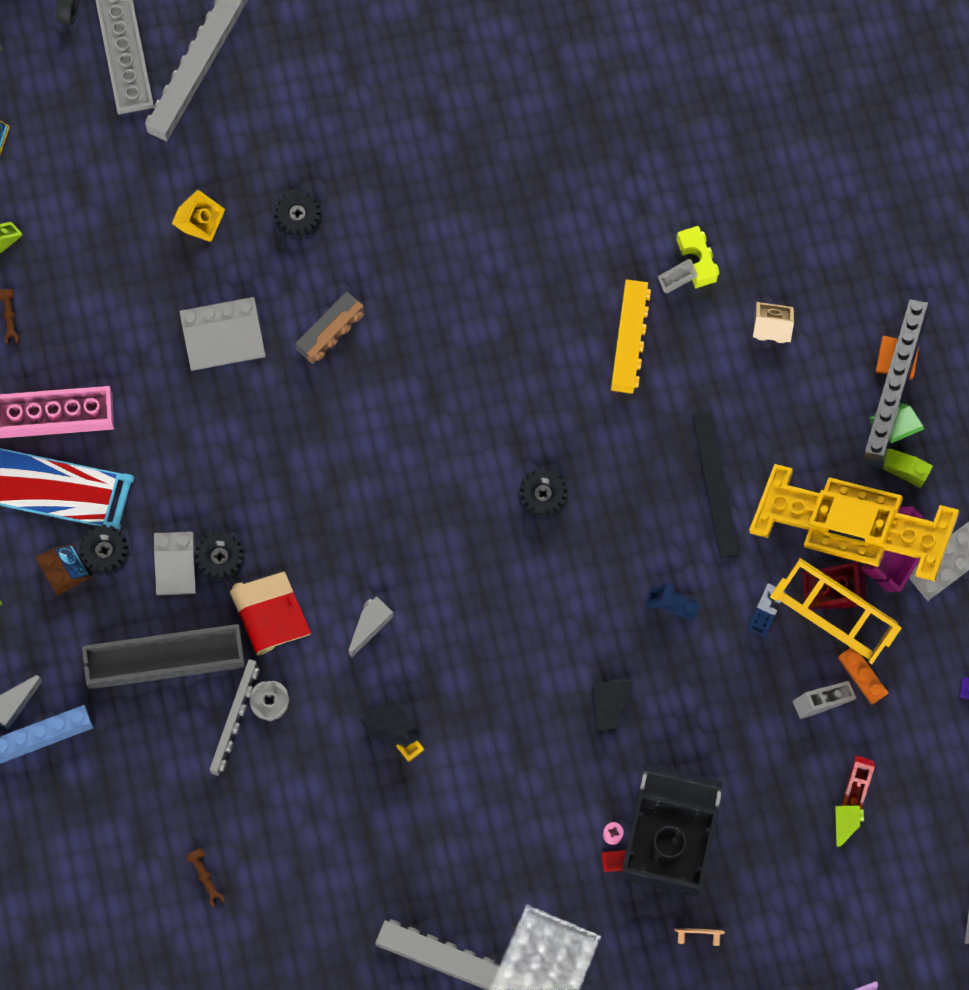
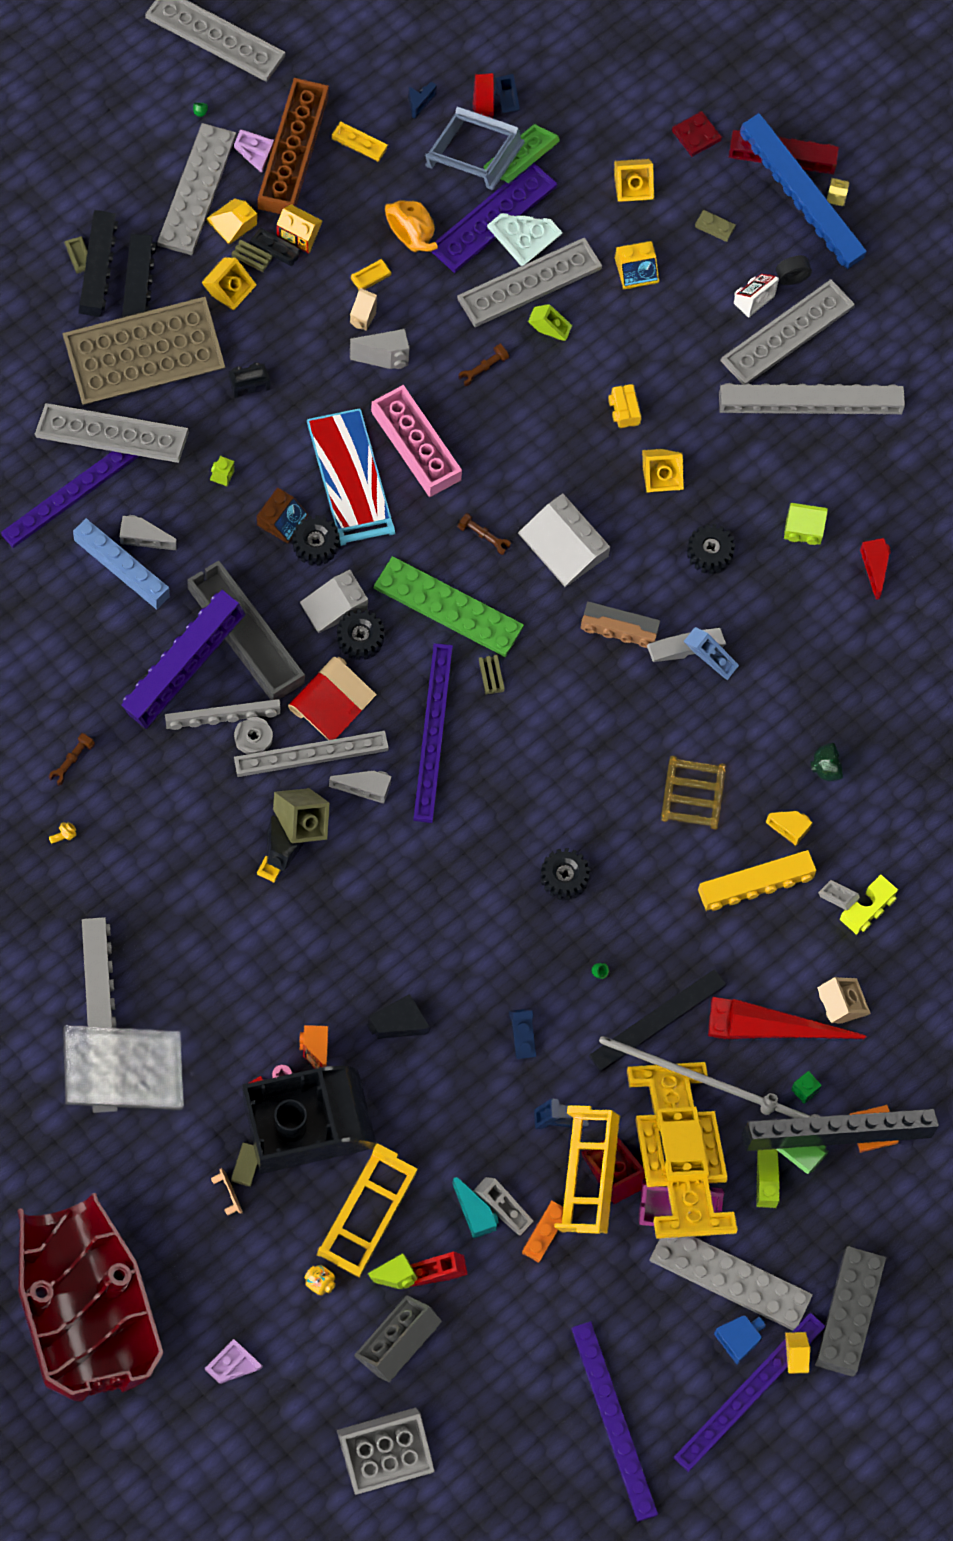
camera: 60 degrees right, 5 degrees down
(70, 49) = (756, 293): none -> white slope
(119, 216) = (625, 406): none -> yellow brick
(167, 724) = (183, 659): none -> dark purple brick
(175, 400) = (483, 533): none -> reddish brown piece
(231, 466) = (448, 606): none -> bright green plate
(276, 915) = (67, 831): none -> yellow plate
(313, 657) = (311, 753): none -> light grey plate
(318, 124) = (805, 523): none -> lime slope
(320, 455) = (488, 660): none -> olive tile
(349, 540) = (432, 733): none -> dark purple plate
(374, 692) = (302, 814): none -> olive slope
(378, 282) = (675, 648): none -> light grey slope
(384, 86) = (875, 558): none -> red slope
(399, 264) = (711, 652): none -> medium blue slope
(513, 370) = (717, 787): none -> clear yellow bar
(552, 223) = (827, 763): none -> clear green cylinder
(593, 282) = (790, 825): none -> yellow slope
(605, 789) = (314, 1045): none -> orange slope
(647, 509) = (600, 970): none -> green hinge
(680, 906) = (245, 1165): none -> olive tile
(750, 413) = (744, 1020): none -> red plate
(790, 805) = (390, 1158): none -> yellow piece
(820, 725) = (476, 1211): none -> teal slope
(820, 891) = (320, 1280): none -> yellow head
(837, 392) = (806, 1087): none -> green brick
(837, 433) = (768, 1103): none -> light grey bar
(904, 849) = (398, 1338): none -> dark grey slope

